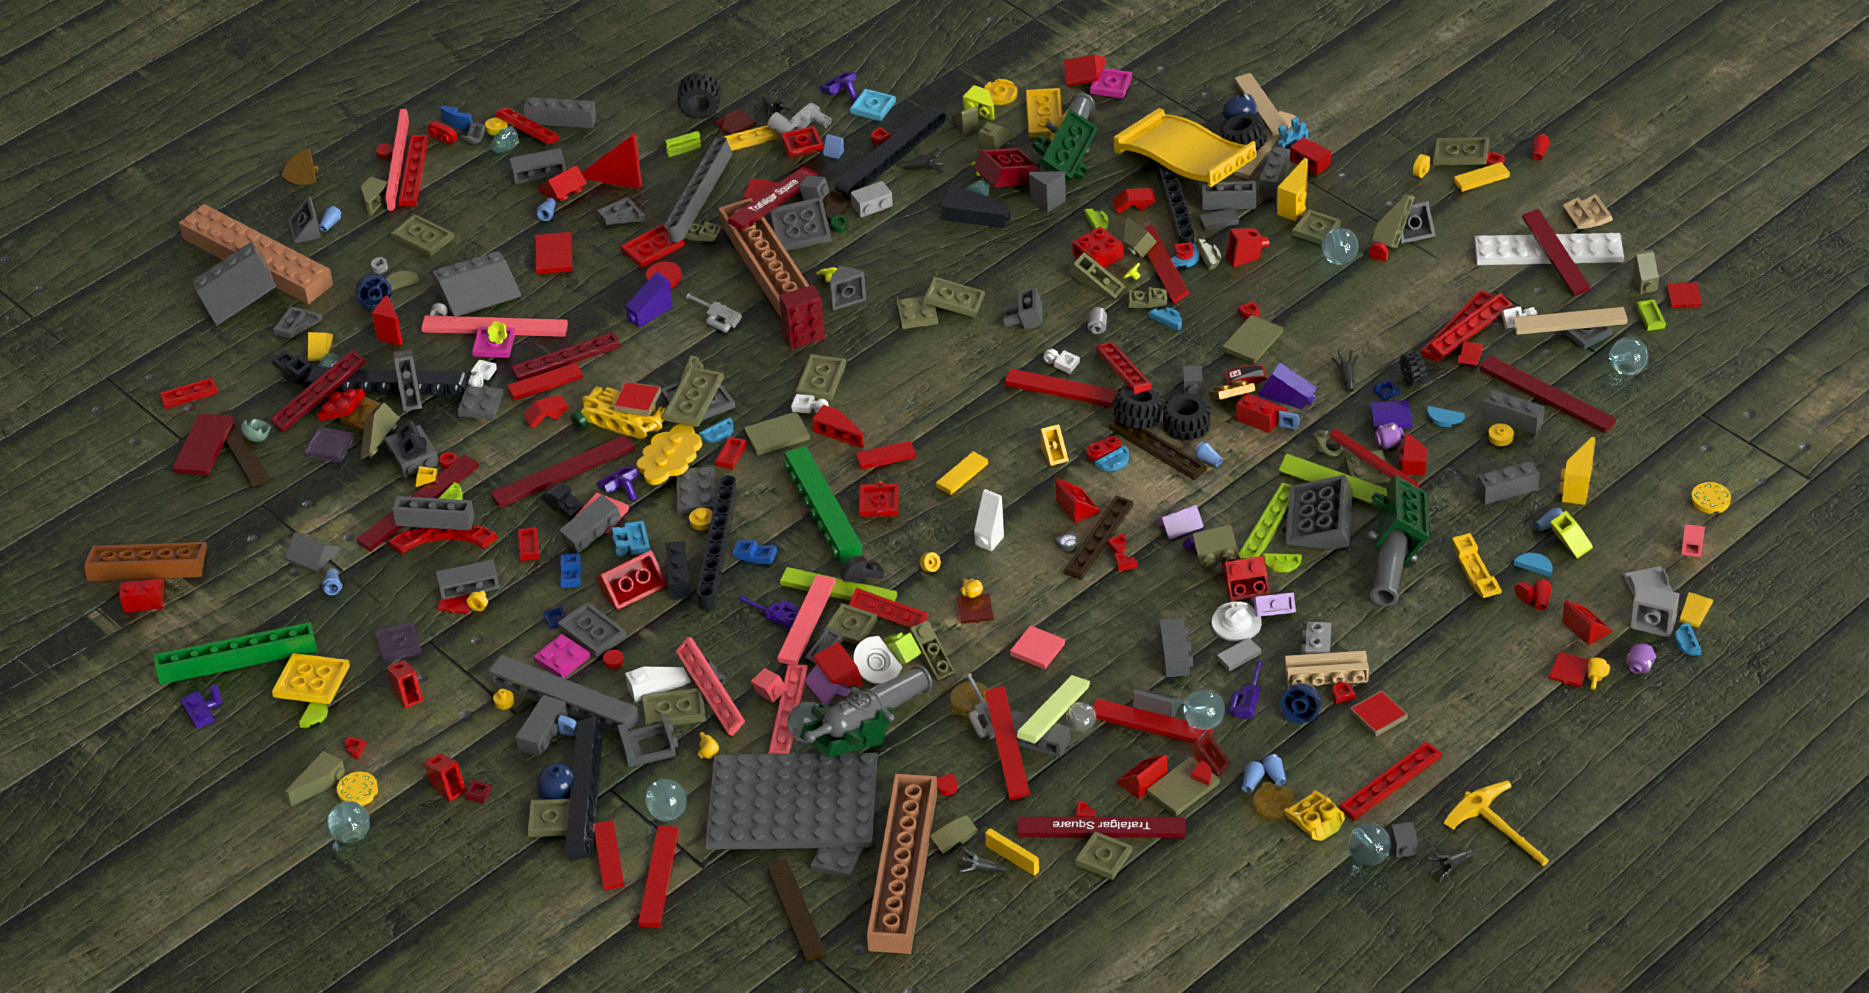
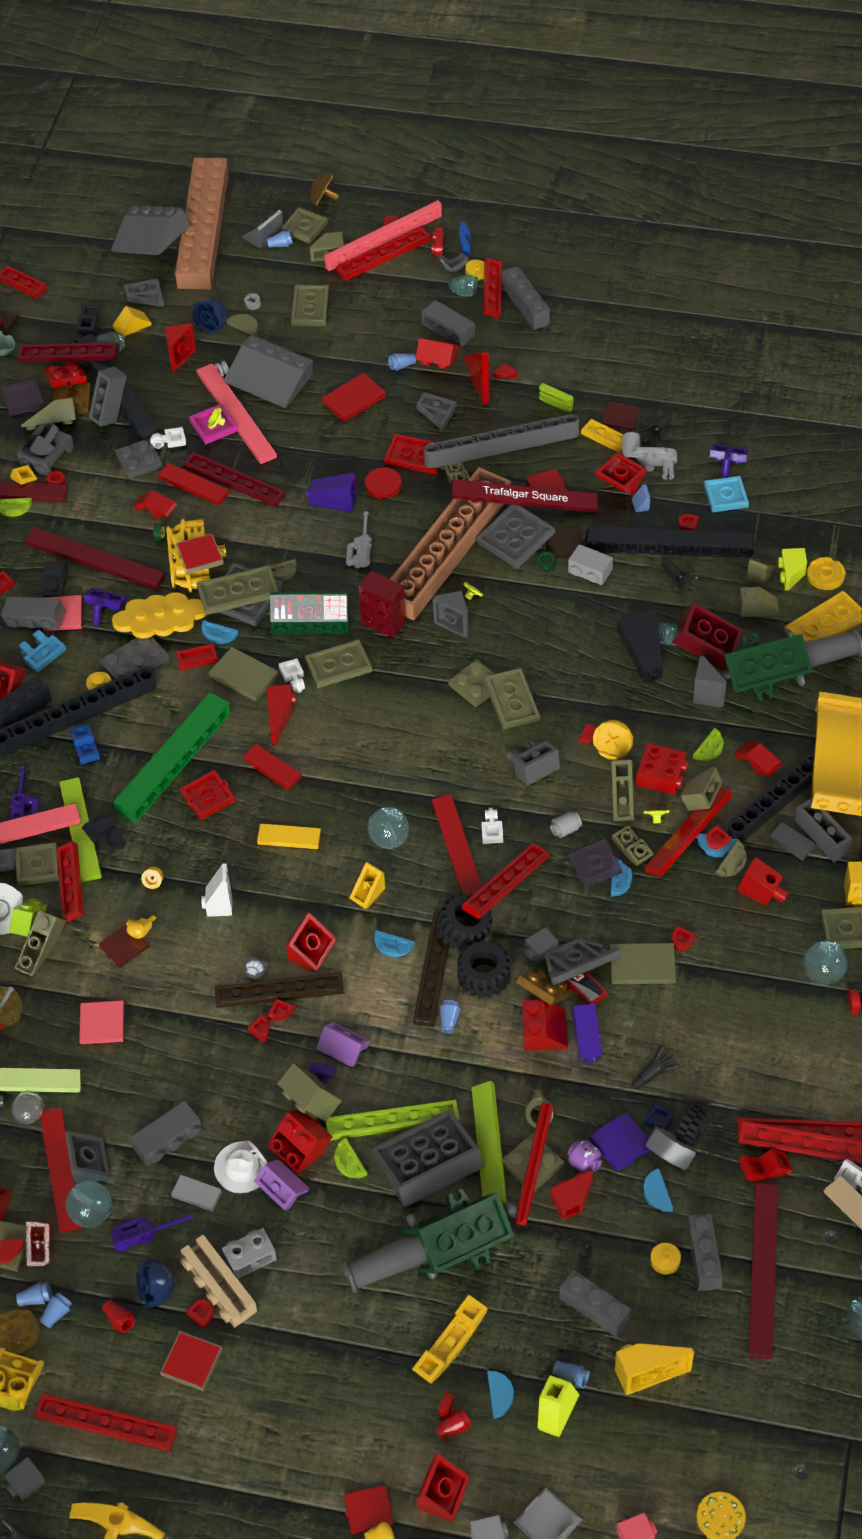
camera: 55 degrees right, 10 degrees up
(329, 195) = (305, 225): none -> olive plate
(699, 85) = (615, 370): black tyre -> none
(761, 365) = (309, 612): none -> slope
(814, 187) = (571, 517): dark grey brick -> none
(1015, 409) = (388, 827): none -> clear light blue piece
(1025, 274) = (587, 734): none -> red tile
(1049, 259) = (613, 739): none -> yellow tile
(1102, 448) = (400, 926): red plate -> none
(1146, 322) = (595, 863): none -> clear purple tile
(1222, 366) = (575, 959): none -> dark grey wing
(1288, 420) = (548, 1057): medium blue slope -> none
(1309, 736) = (118, 1316): none -> red cone
(1420, 389) = (670, 1149): none -> dark grey slope

